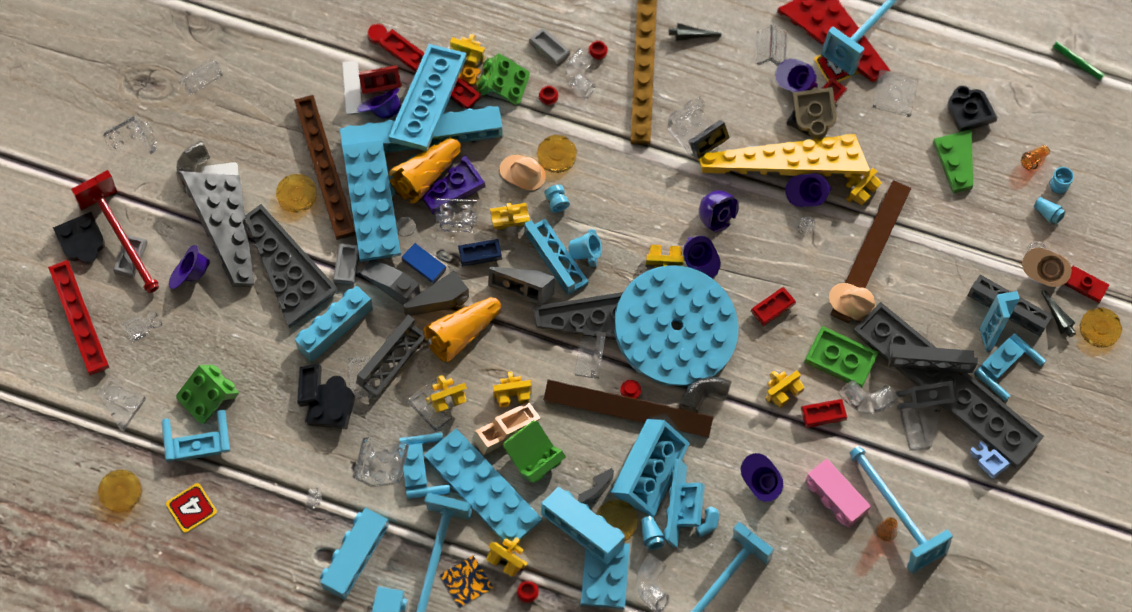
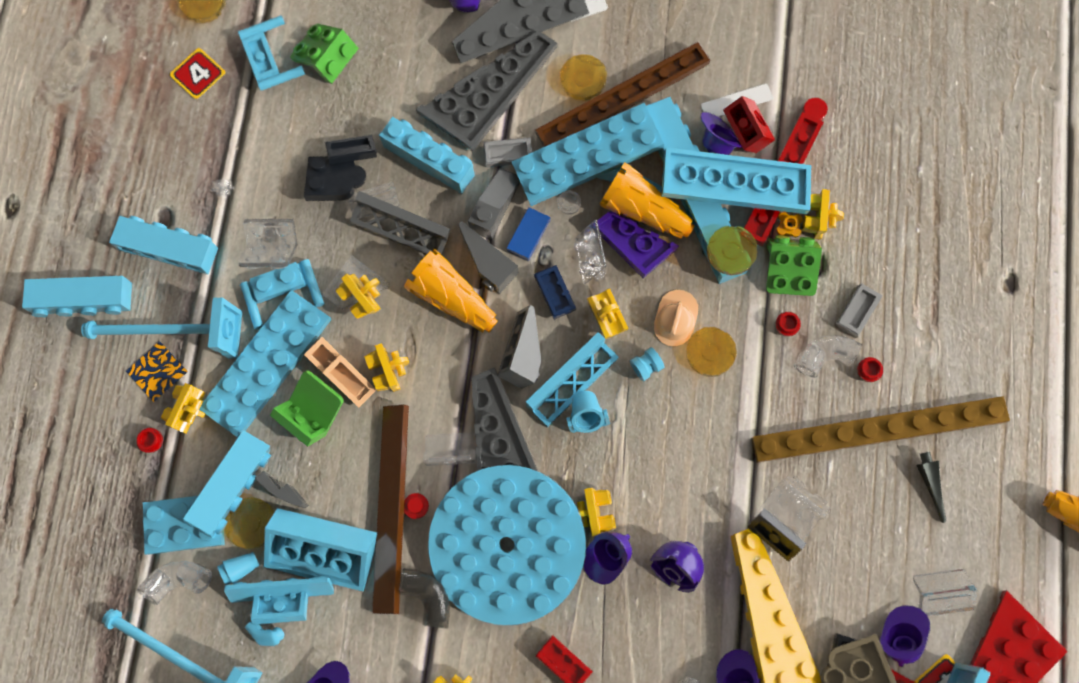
camera: 85 degrees right, 10 degrees up
(483, 114) = (732, 250): none -> clear yellow tile

